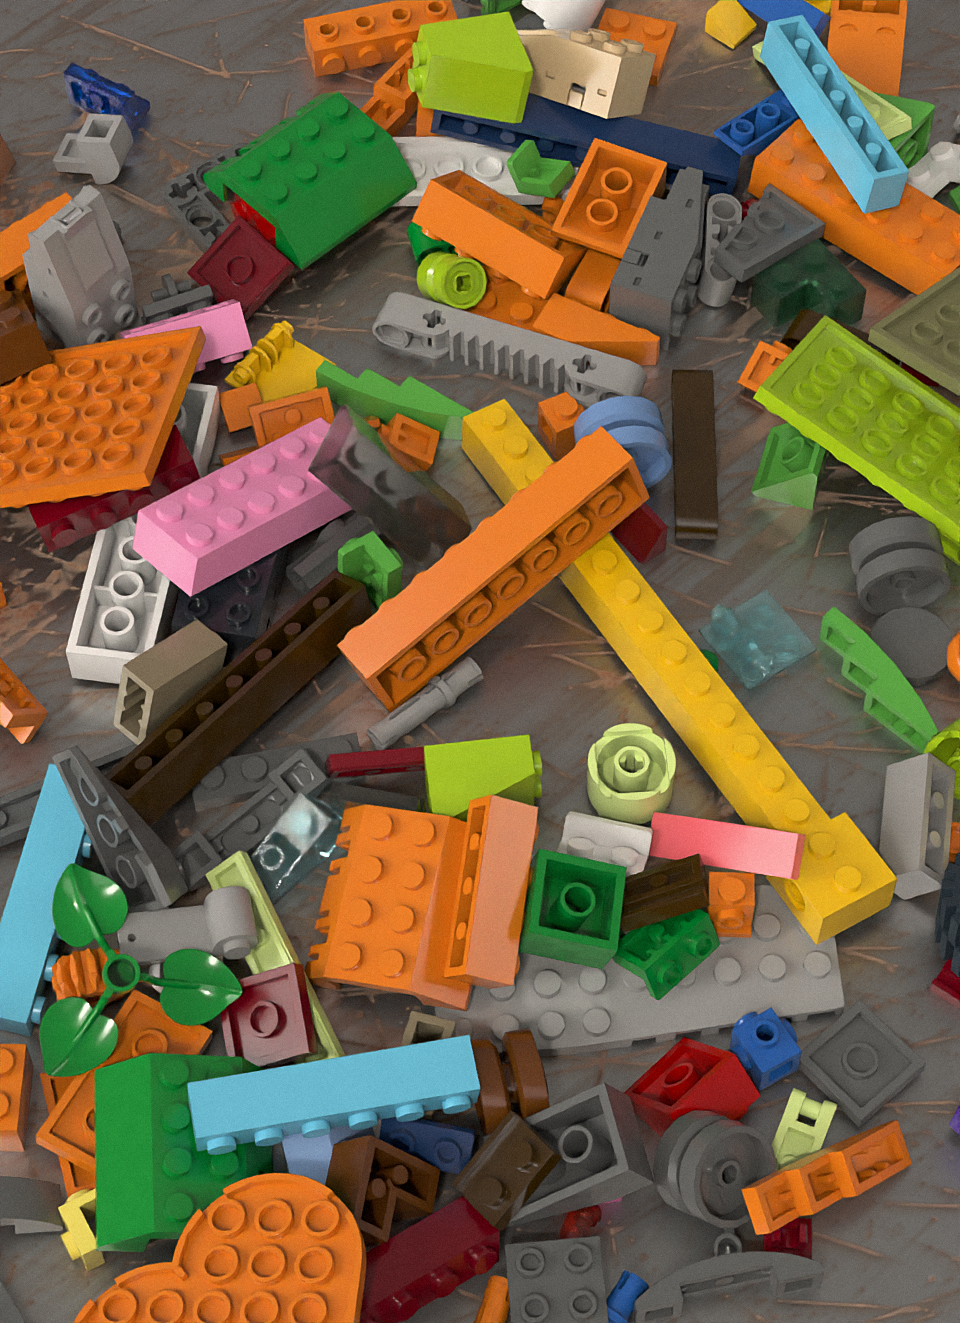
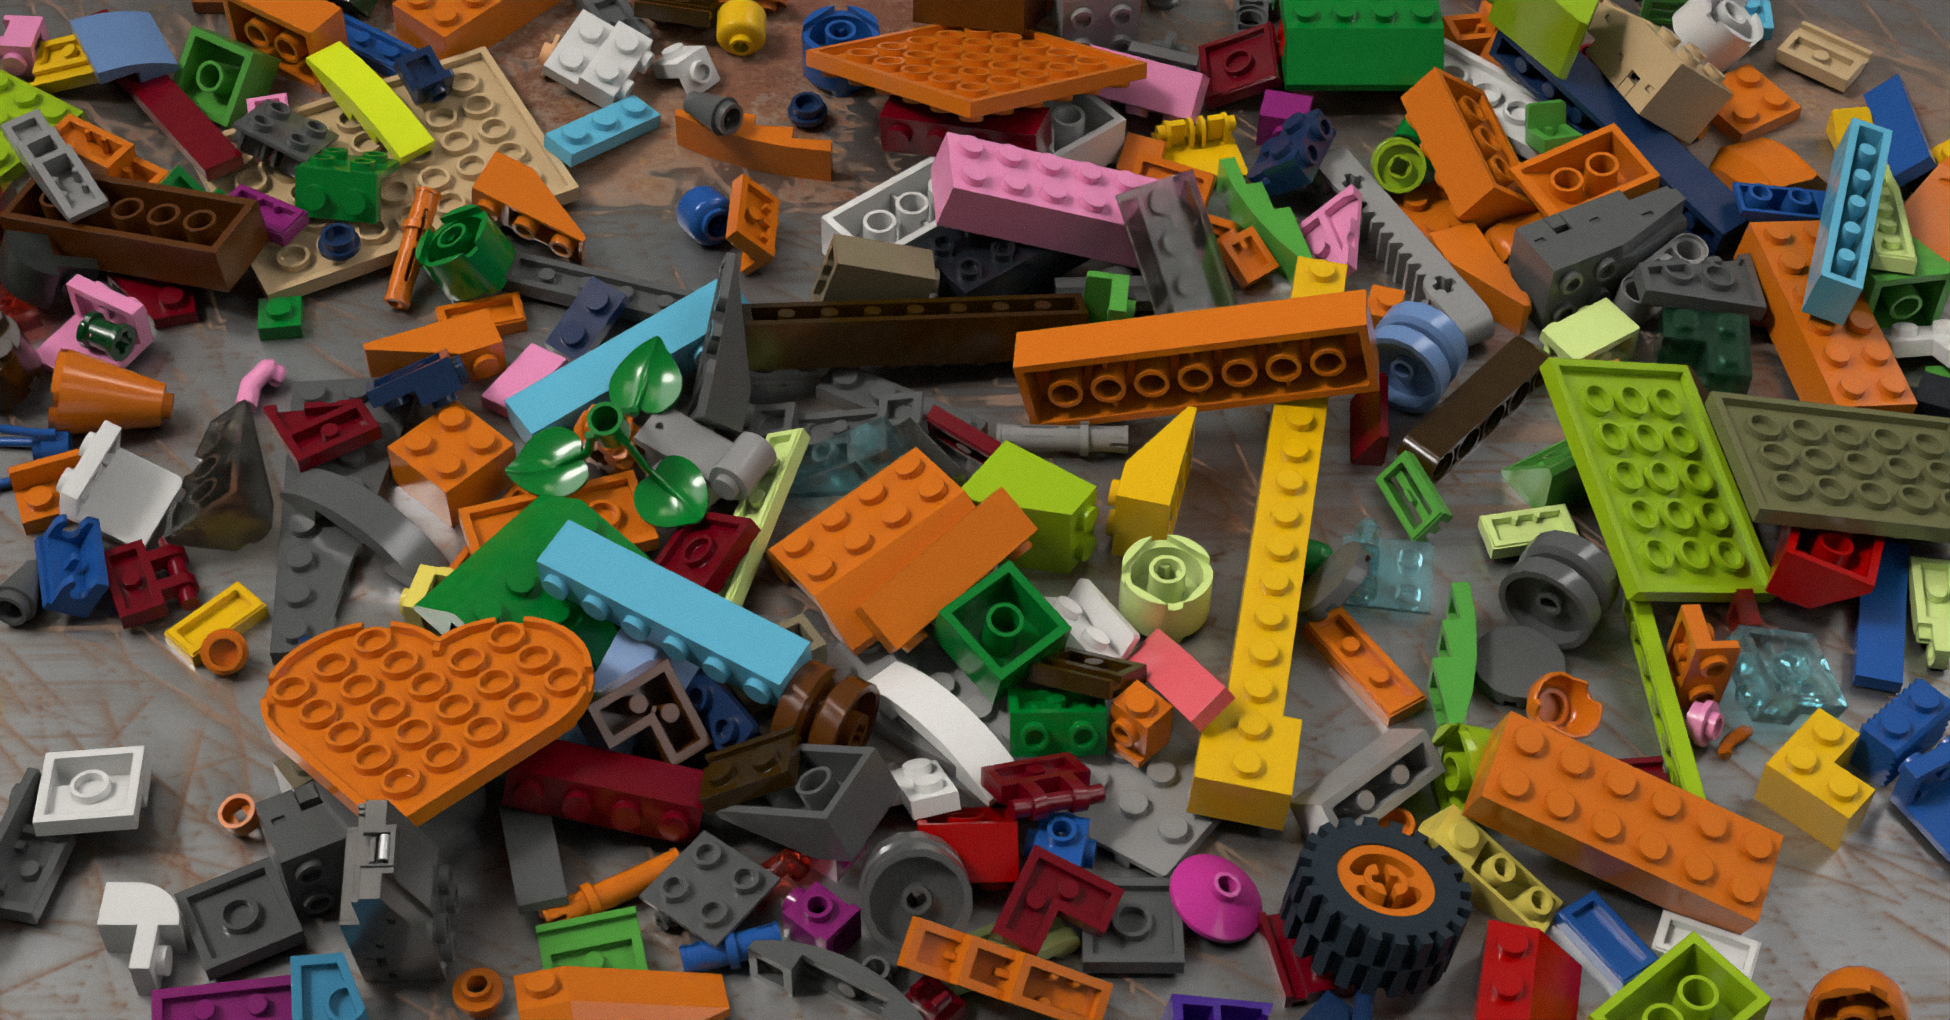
camera: 40 degrees right, 10 degrees down
(321, 296) = (1274, 111): none -> magenta brick
(367, 329) = (1295, 154): none -> dark blue plate
(460, 373) = (1335, 229): none -> bright pink wing
(559, 711) = (1152, 485): none -> yellow slope
(593, 1014) = (942, 722): none -> white slope
(631, 1074) = (925, 789): none -> white plate
(658, 1258) = (820, 919): none -> magenta brick
(703, 99) = (1764, 163): none -> orange slope
(705, 1006) = (1042, 786): none -> dark red plate
(718, 337) = (1592, 334): none -> yellowish green brick
(750, 672) = (1334, 581): none -> dark grey tile
(754, 575) = (1427, 489): none -> bright green tile
(798, 1090) = (1049, 889): none -> dark red plate
(814, 727) = (1365, 666): none -> orange tile
(820, 530) = (1511, 532): none -> yellowish green plate
(893, 995) = (1215, 898): none -> dark pink dish

